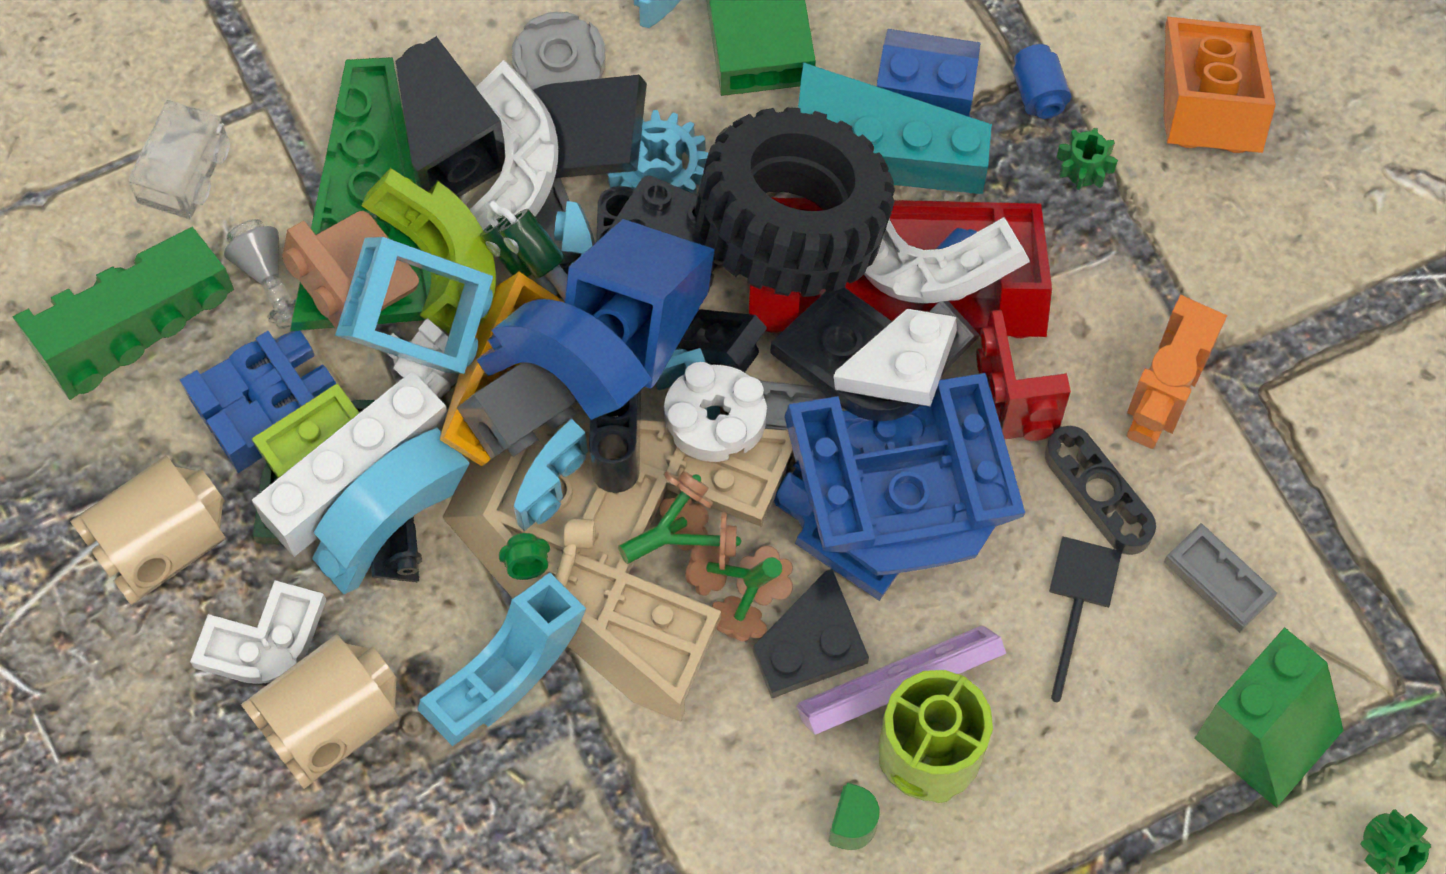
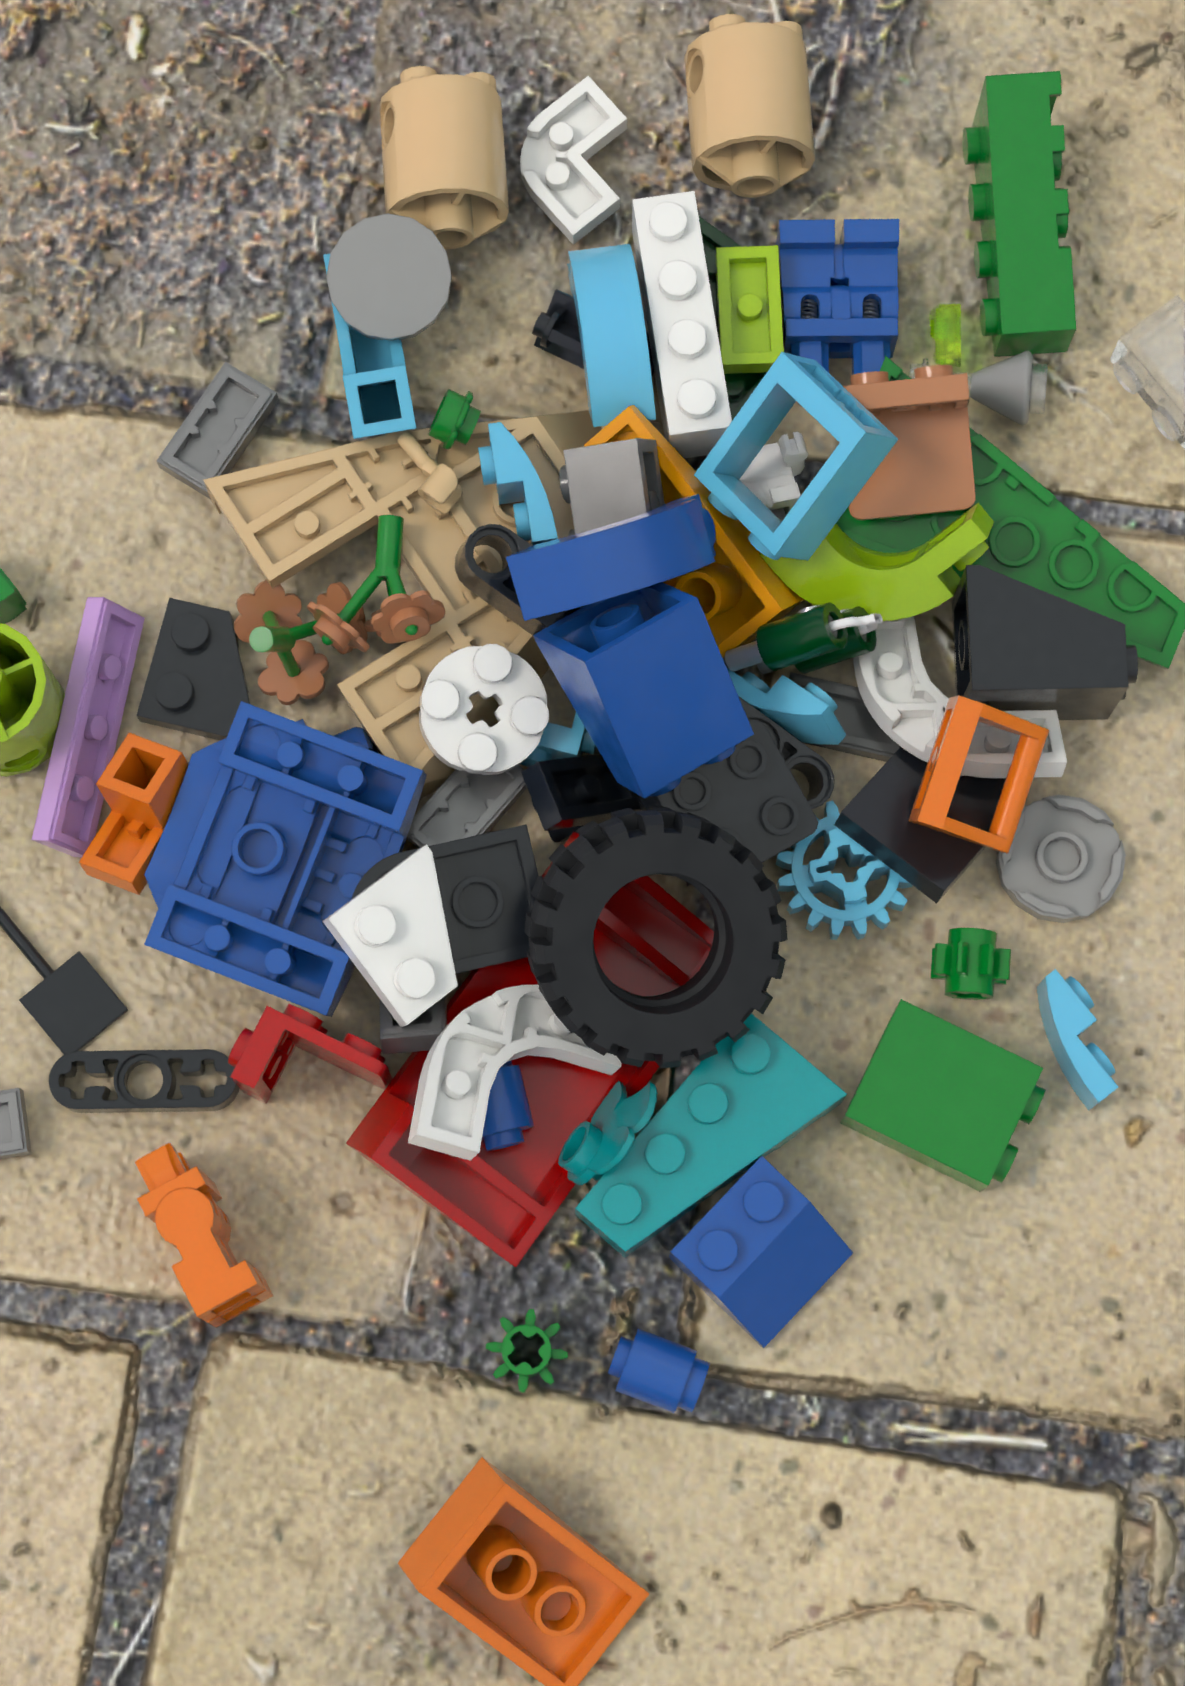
camera: 125 degrees right, 10 degrees up
(238, 313) = (946, 330): none -> clear neon green tile
(444, 676) = (389, 277): none -> light grey tile
(555, 108) = (947, 763): none -> orange tile
(628, 744) = (218, 428): none -> flat silver plate
(666, 57) = (970, 963): none -> green gear
(928, 182) = (606, 1140): none -> teal plate
(941, 592) = (141, 792): none -> orange brick

